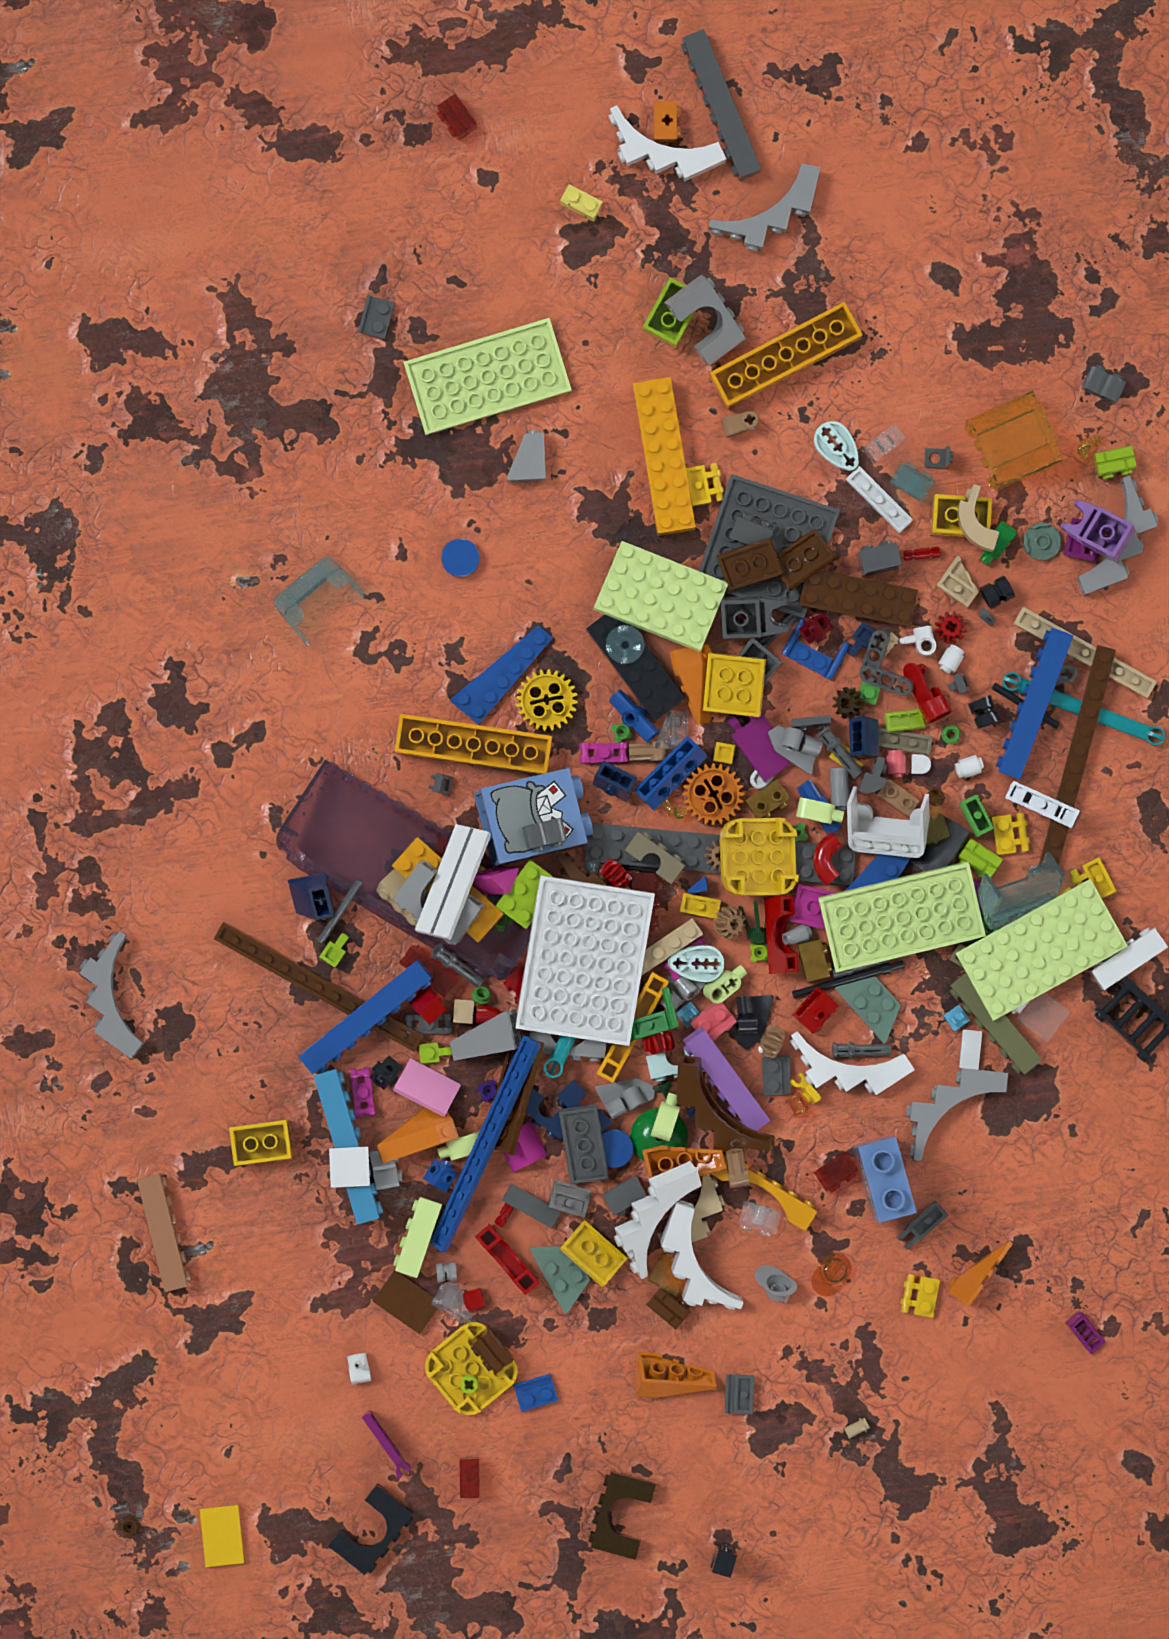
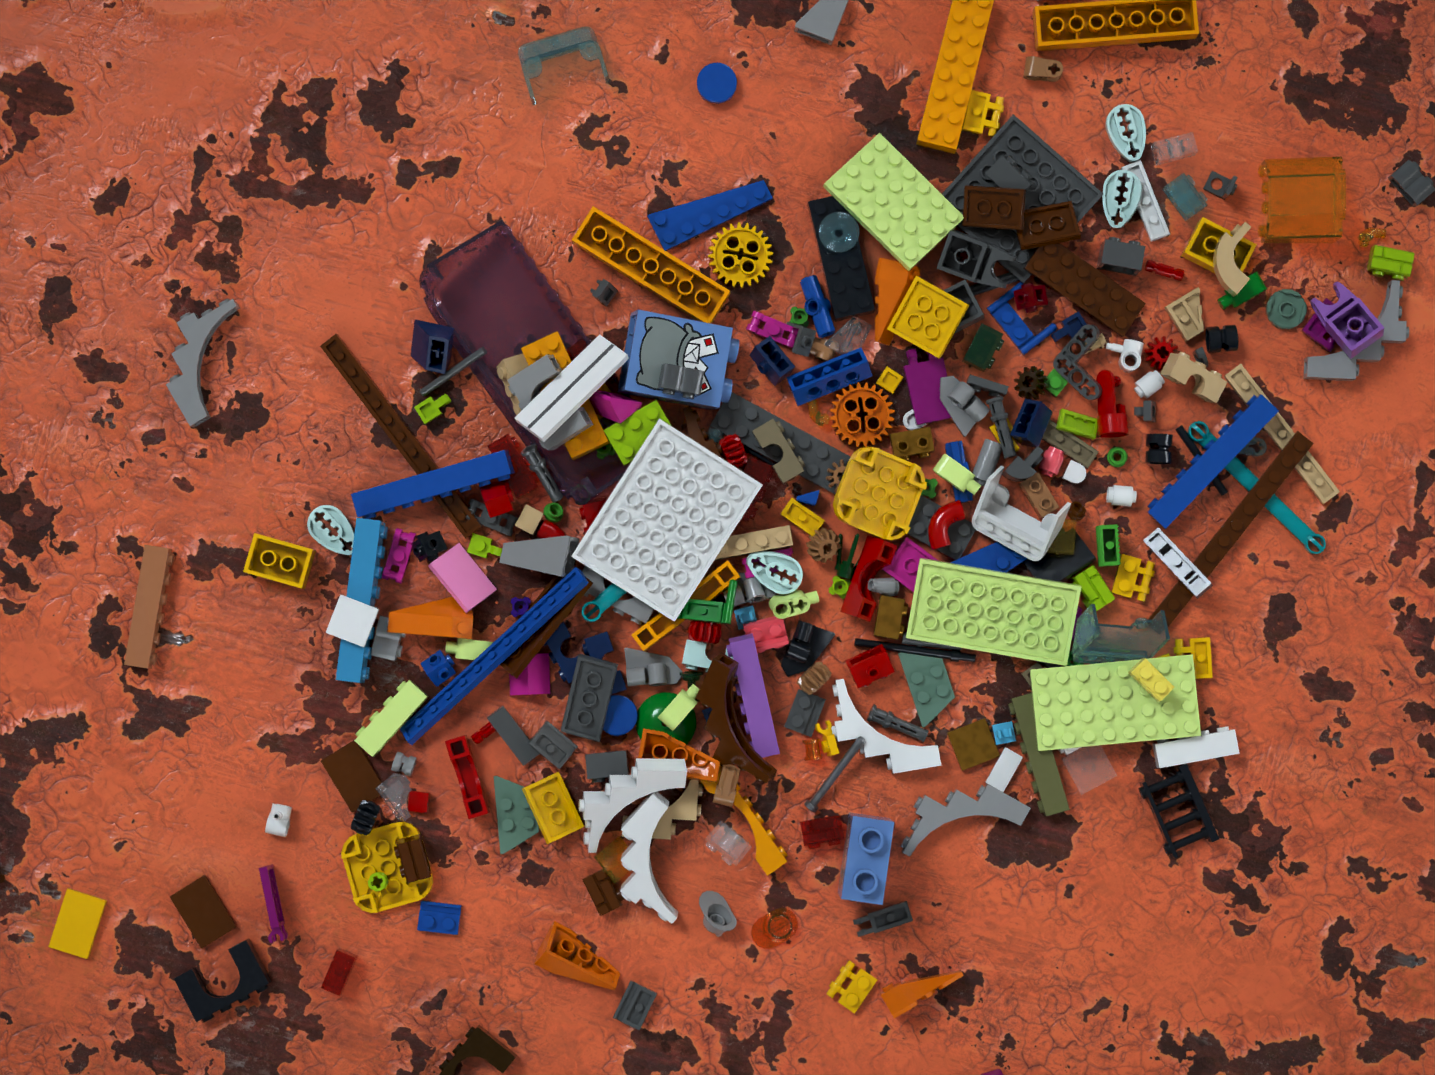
camera: 30 degrees right, 0 degrees up
(296, 1084) = (322, 535): none -> light aqua piece
(327, 1477) = (203, 911): none -> reddish brown tile
(434, 1333) = (365, 817): none -> black gear
(634, 749) = (803, 340): none -> dark grey bracket
(793, 690) = (983, 347): none -> clear green brick
(817, 1152) = (812, 804): none -> flat silver bar
(866, 501) = (1132, 197): none -> light aqua piece
(934, 1039) = (973, 744): none -> pearl gold tile
(1002, 637) = (1207, 384): none -> tan arch
(1063, 917) = (1151, 679): none -> light yellow brick

